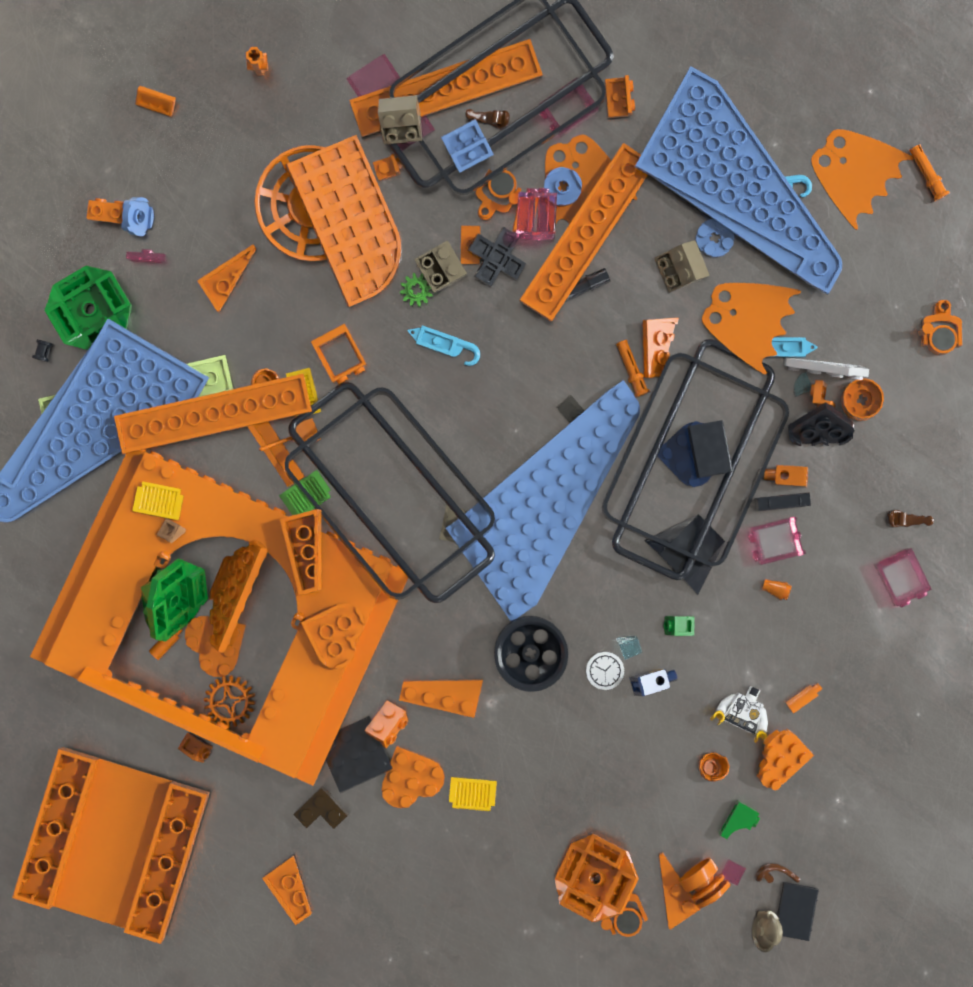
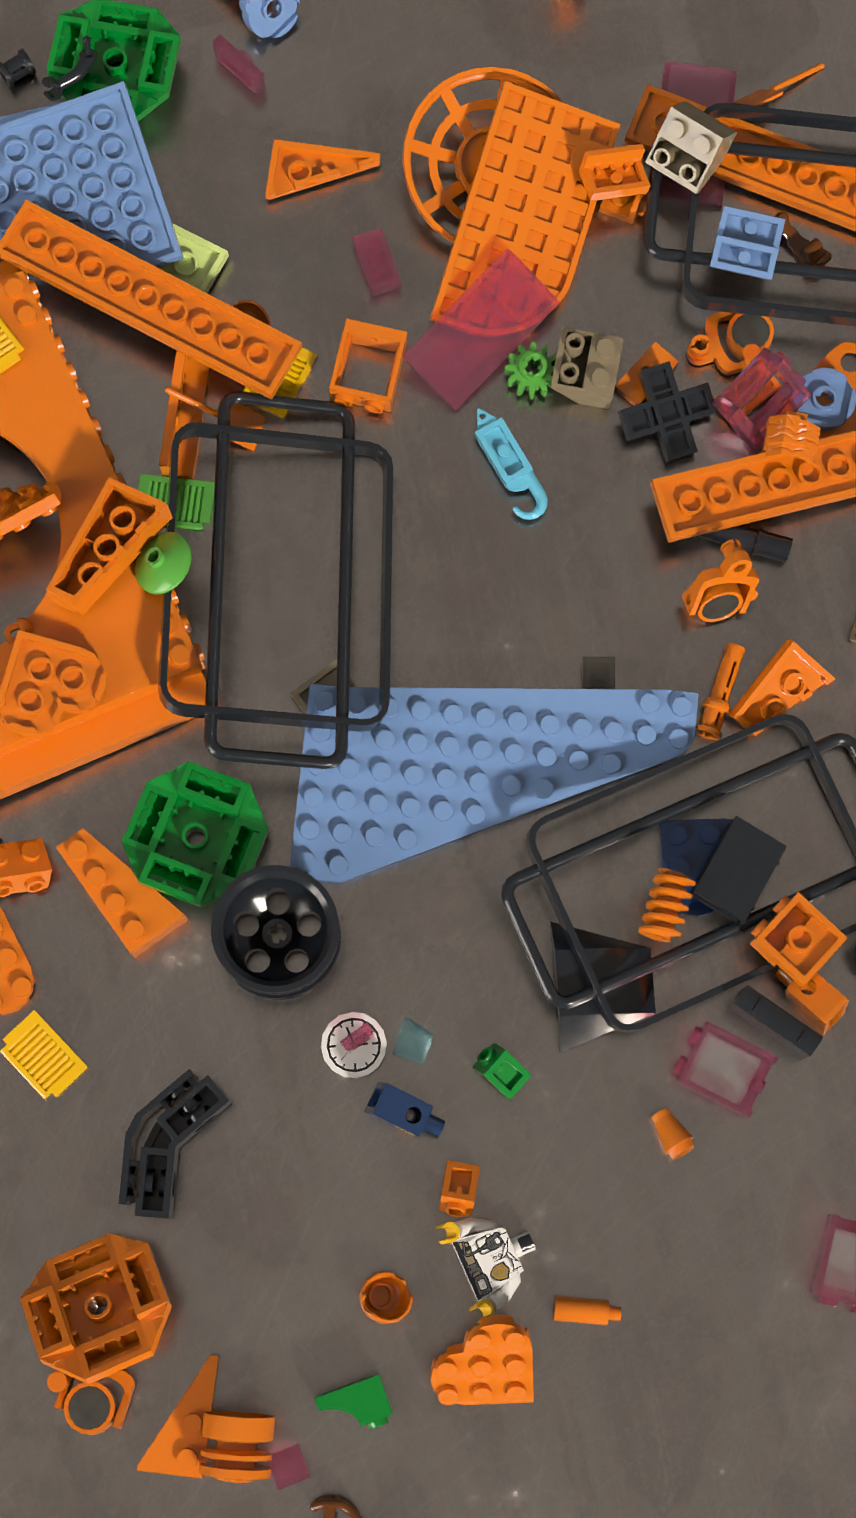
camera: 40 degrees right, 10 degrees down
(77, 350) = (85, 62): none -> black piece
(298, 298) = (376, 262): none -> clear pink plate
(342, 534) = (163, 563): none -> bright green dish
(375, 163) = (614, 172): none -> orange bracket
(377, 292) = (481, 329): none -> clear pink piece
(408, 57) = (763, 95): none -> orange piece
(435, 647) = (189, 802): none -> green piece
(560, 785) = (162, 1146): none -> black brick
(566, 224) = (791, 436): none -> orange hair
(596, 320) = (716, 591): none -> orange piece
(606, 663) = (357, 1038): none -> clear pink tile
(693, 493) = (666, 905): none -> orange piece
(705, 693) = (459, 1189): none -> orange bracket
(761, 457) = (797, 938): none -> orange plate

